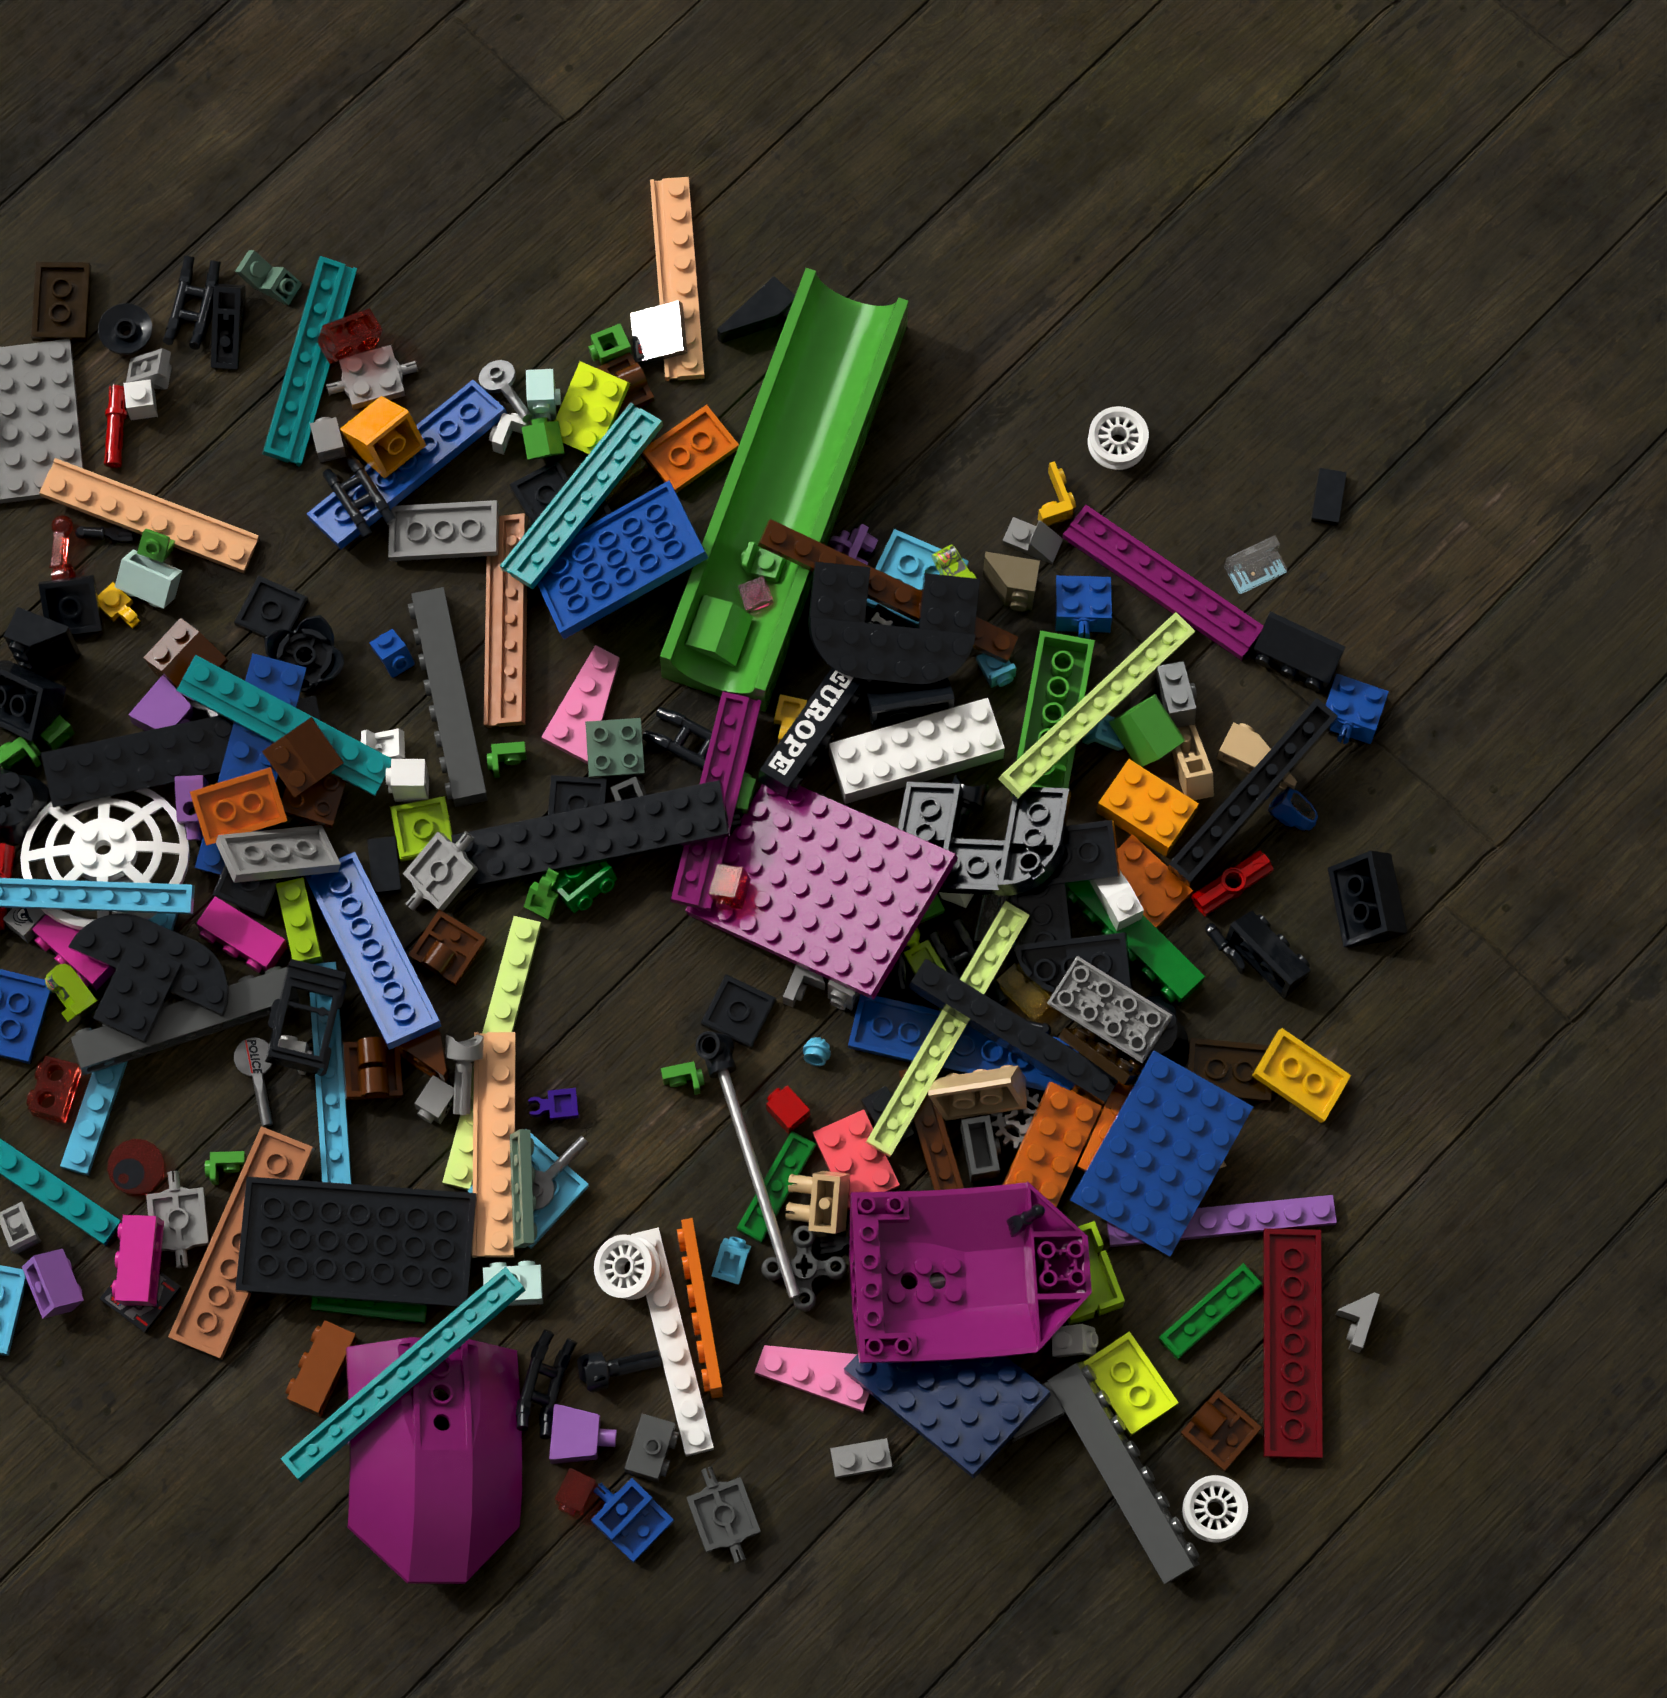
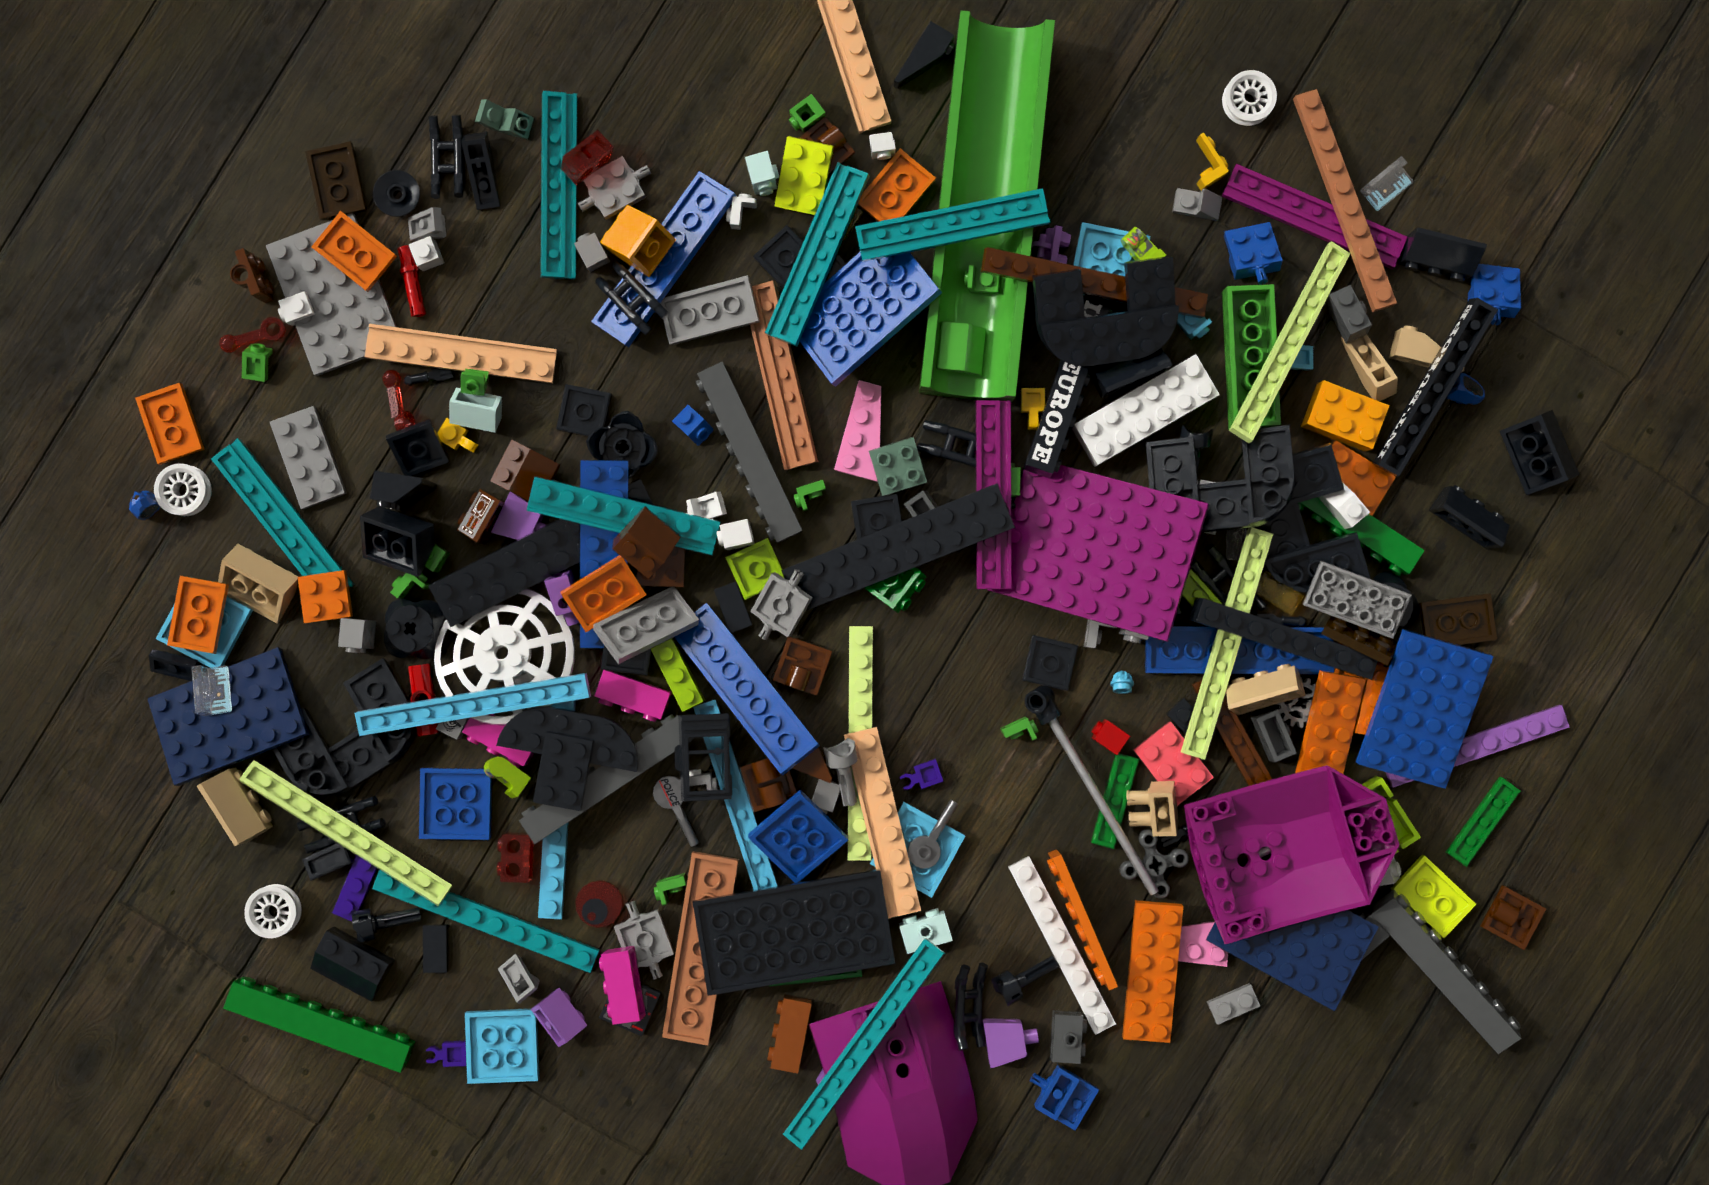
camera: 10 degrees left, 15 degrees up
(60, 378) = (354, 251): none -> orange plate
(121, 697) = (480, 516): none -> reddish brown slope
(390, 1136) = (798, 836): none -> blue plate
(499, 377) = (720, 164): flat silver piece -> none
(521, 1186) = (914, 851): sand green plate -> none
(541, 897) = (868, 606): bright green plate -> none
(542, 438) = (771, 211): bright green brick -> none
(575, 1493) = (1016, 1086): clear red brick -> none
(631, 1250) = (1025, 907): white wheel -> none
(658, 333) = (844, 93): tile -> none
(686, 398) = (882, 146): none -> white bracket
(723, 1515) = (1136, 1075): dark grey plate -> none
(729, 887) = (1023, 568): clear red brick -> none
(731, 1259) = (1094, 869): medium azure bracket -> none
(738, 489) = (952, 225): none -> teal plate
(755, 594) = (983, 308): clear pink plate -> none
(771, 1393) = (1152, 971): none -> orange plate
(1012, 579) = (1193, 246): dark tan slope -> none
(1019, 1222) = (1327, 800): black piece -> none
(1147, 731) = (1333, 353): bright green slope -> none
(1200, 571) = (1344, 200): none -> nougat plate
(1223, 945) = (1429, 517): black piece -> none
(1234, 1491) = (1541, 973): white wheel -> none
(1246, 873) = (1417, 473): red piece -> none
(1292, 1344) = (1555, 834): dark red plate -> none
(1301, 1075) = (1518, 614): yellow plate -> none
(1328, 496) = (1434, 109): black tile -> none
(1361, 1313) = (1608, 796): light grey slope -> none

